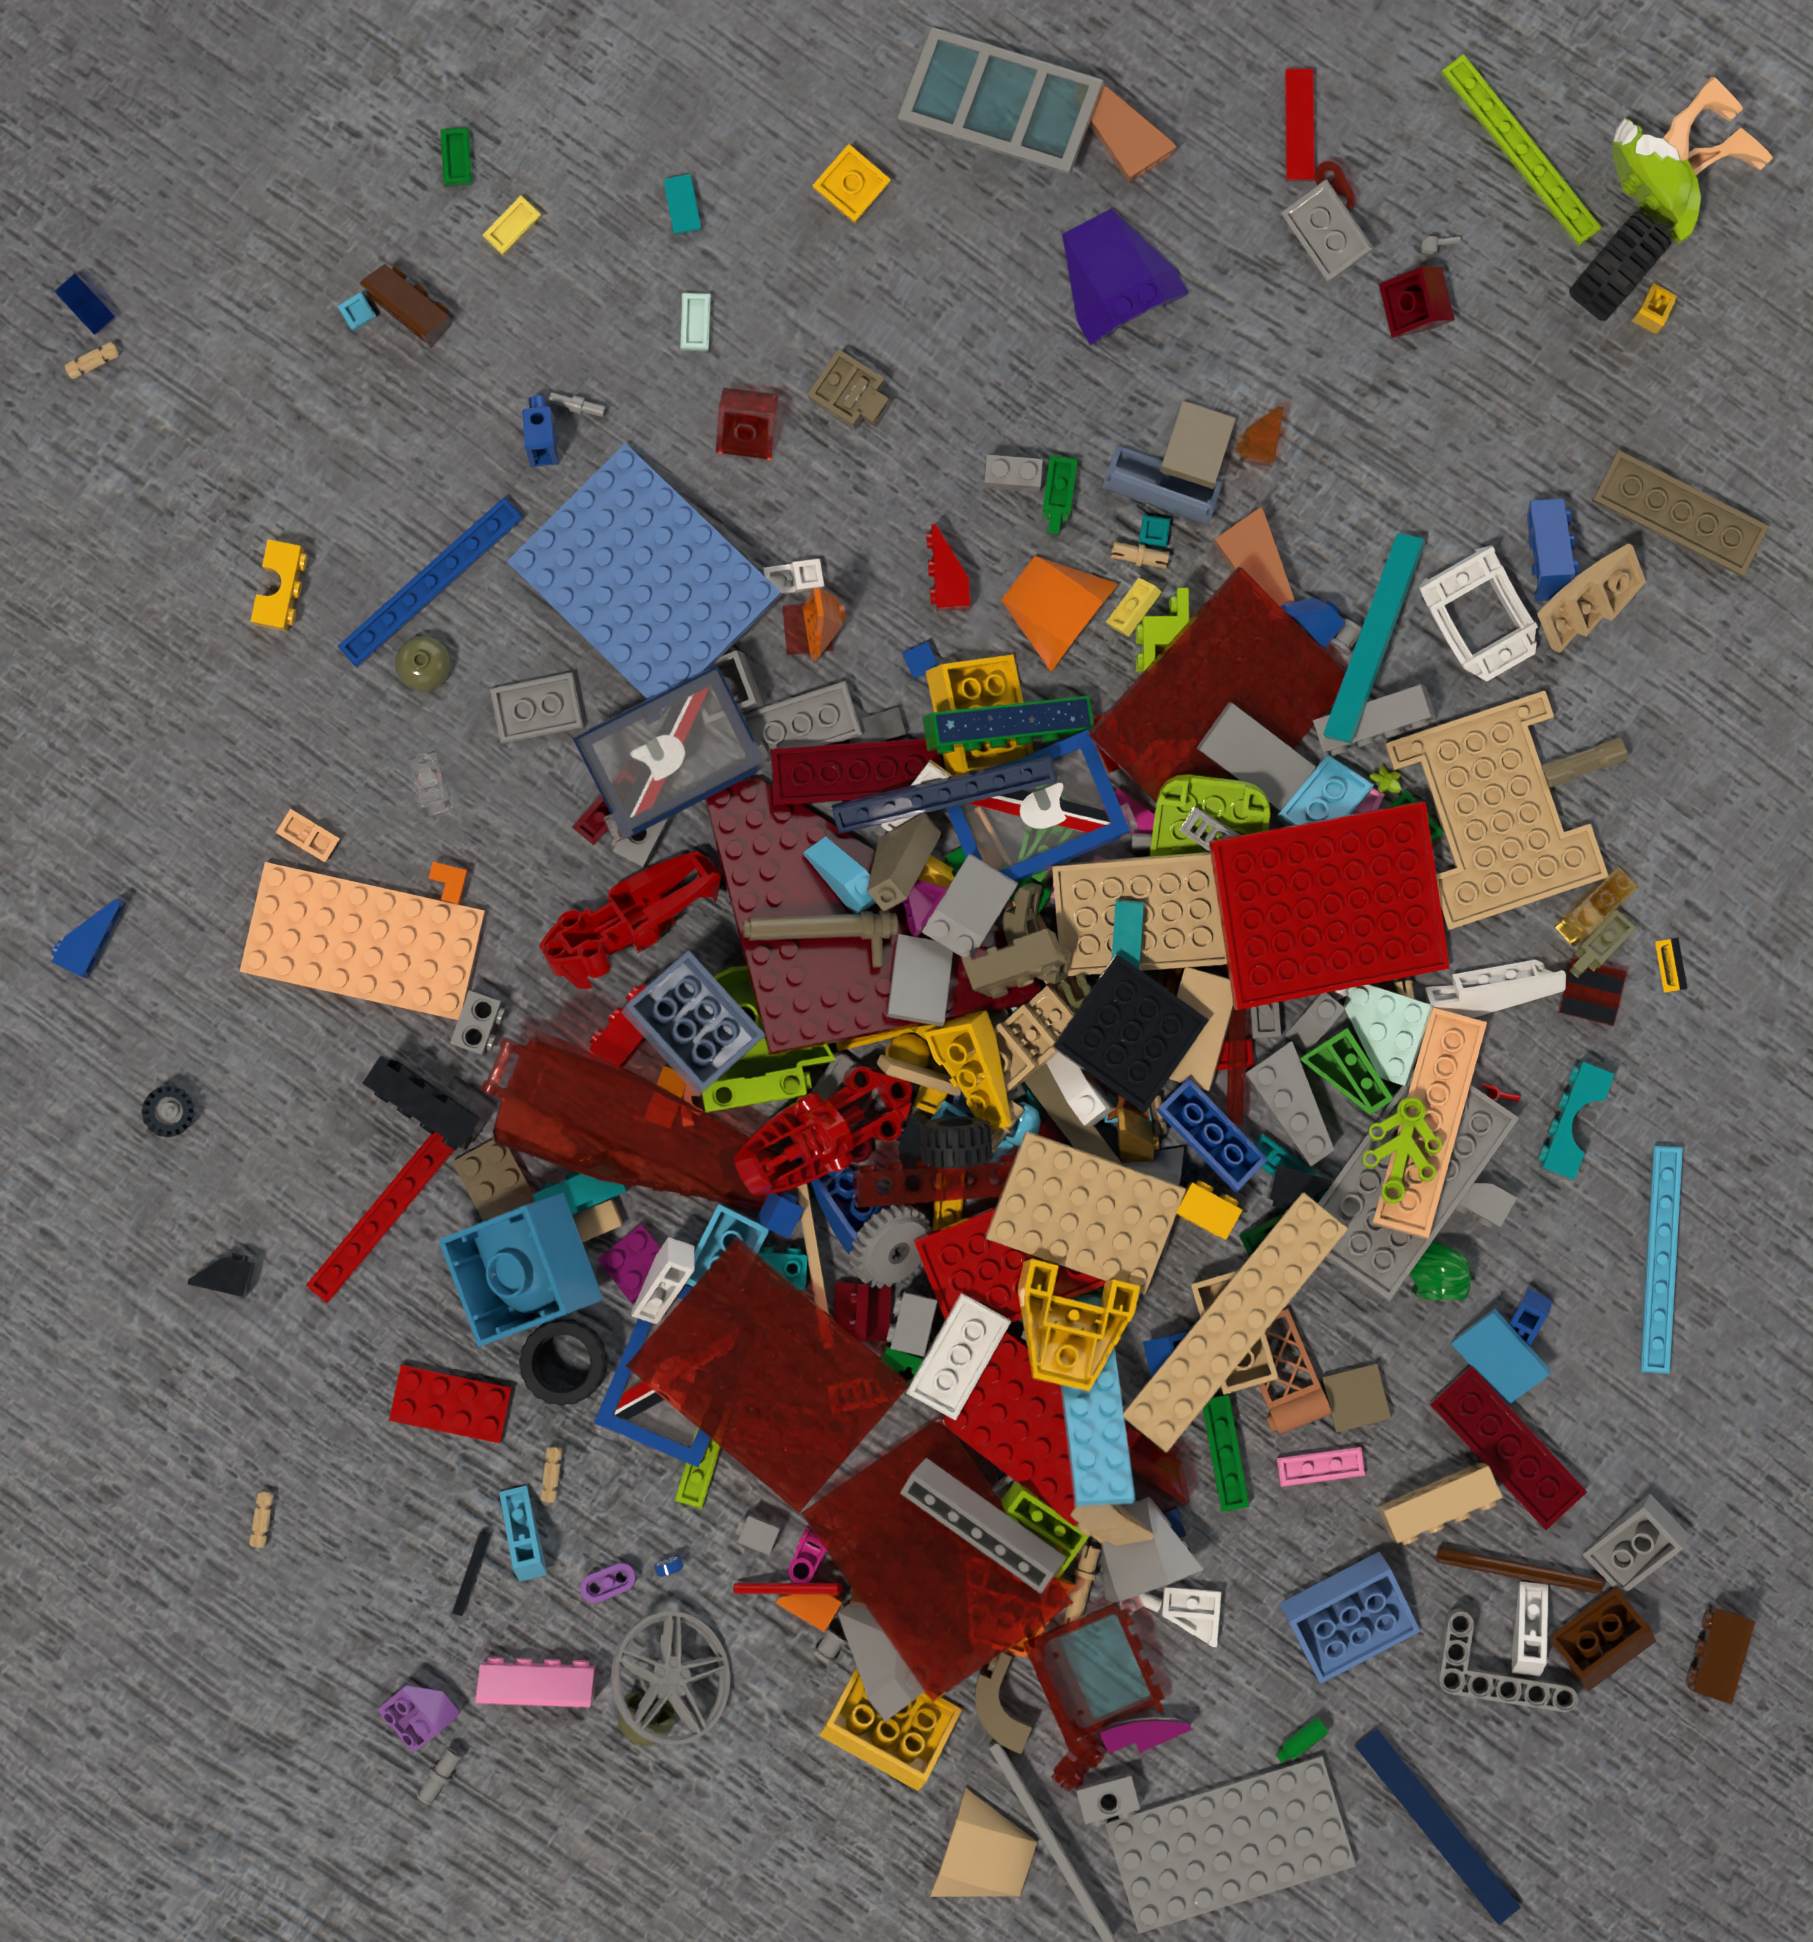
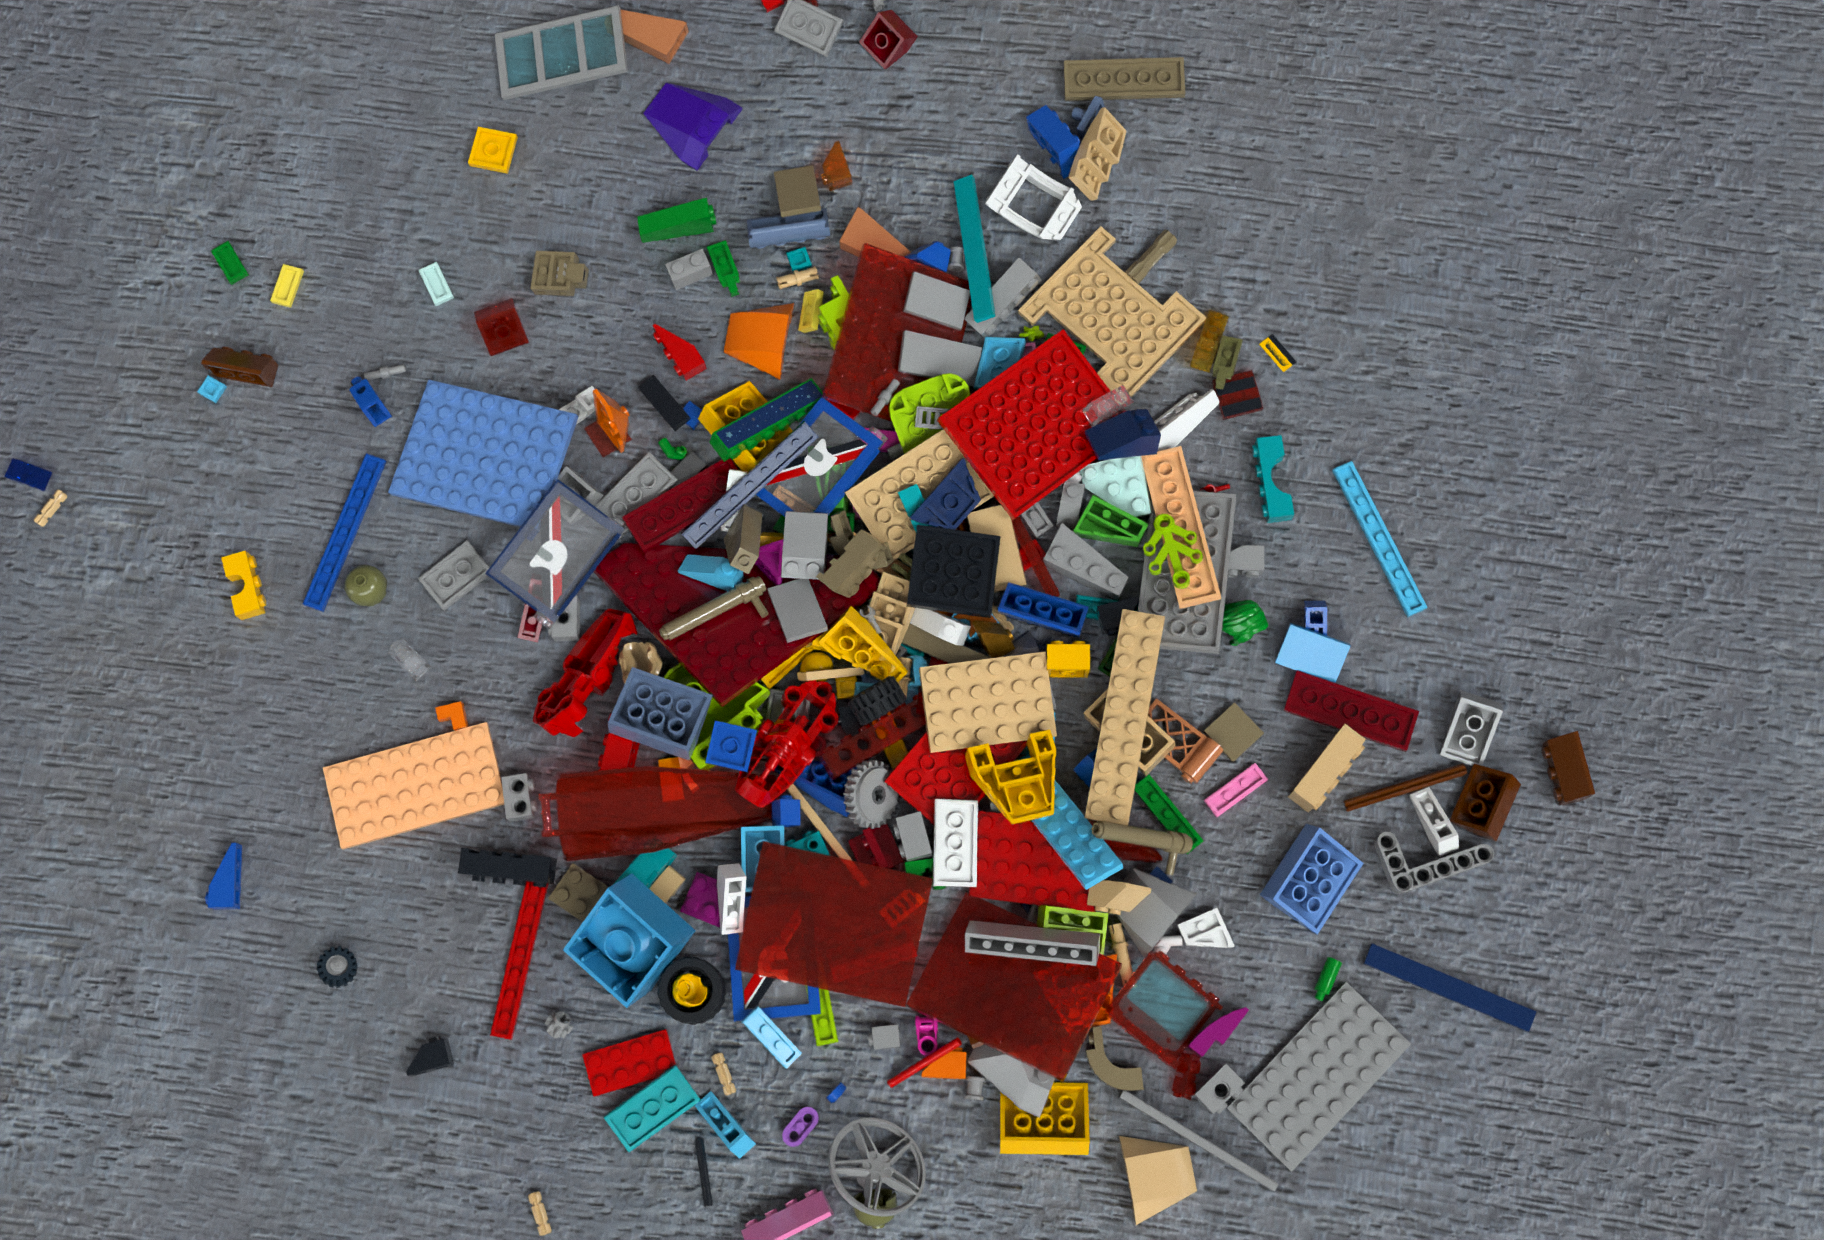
camera: 20 degrees left, 10 degrees down
(307, 835) = (343, 735): light nougat slope -> none
(390, 1317) = (559, 1024): none -> light grey gear
(449, 1470) = (652, 1108): none -> teal tile
(560, 1363) = (689, 990): none -> yellow hair
(627, 1464) = (771, 1037): none -> medium azure tile
(682, 204) = (390, 217): teal tile -> none
(702, 934) = (640, 656): none -> tan hair
(756, 1106) = (731, 746): none -> blue plate
(874, 695) = (672, 452): none -> green arm
(895, 628) = (664, 403): none -> black tile
(1002, 1037) = (870, 617): none -> light grey hand
(1030, 404) = (677, 221): none -> green slope
(1163, 774) = (885, 397): none -> light grey bar
(1171, 944) = (950, 500): none -> dark blue wing
(1206, 1489) = (1168, 841): none -> dark tan cylinder
(1291, 683) = (936, 301): none -> light grey tile
(1424, 977) = (1125, 436): none -> dark blue slope
(1425, 928) = (1107, 406): none -> clear brick
(1608, 540) = (1087, 116): none -> sand blue tile

